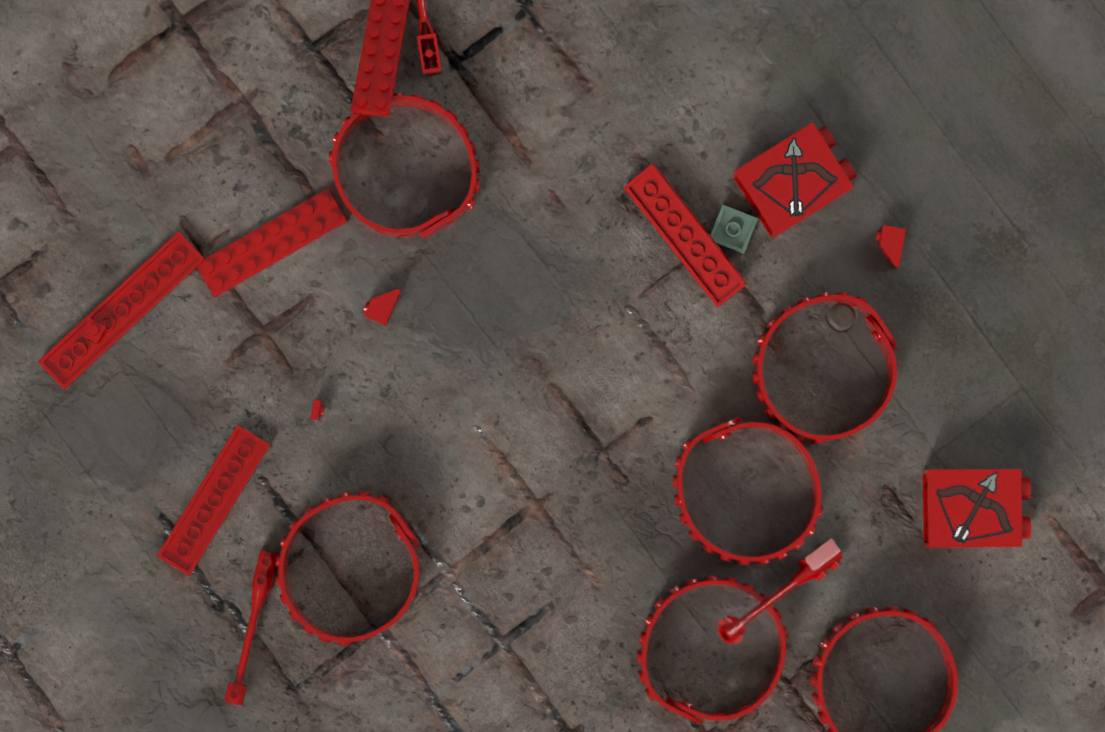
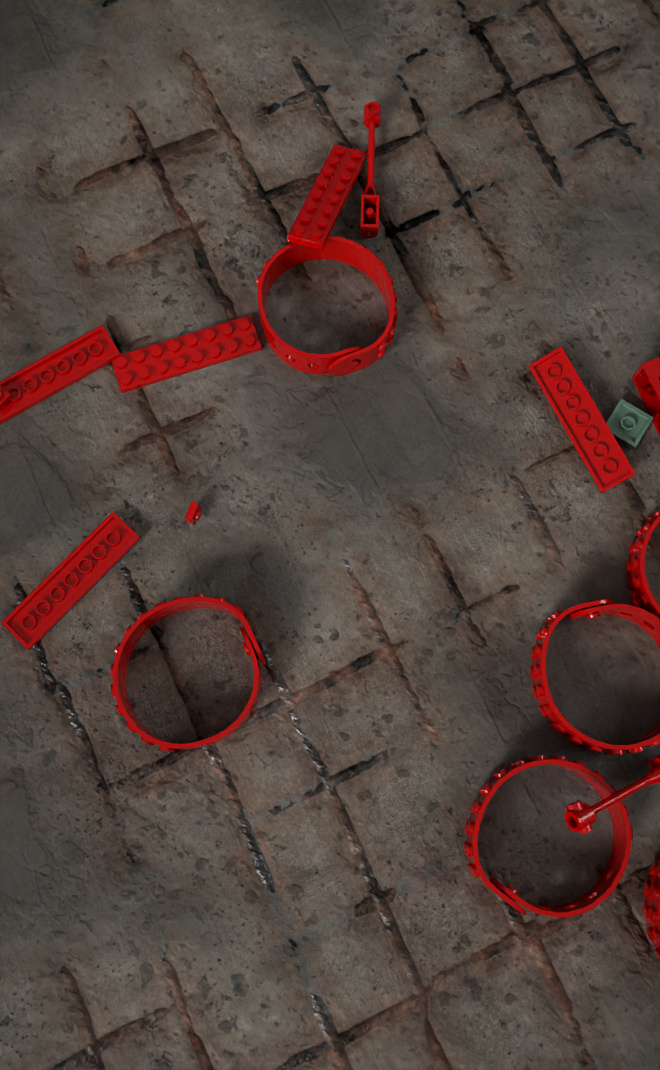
camera: 10 degrees right, 10 degrees down
(261, 585) = (97, 673): red bar -> none
(382, 307) = (277, 429): red slope -> none

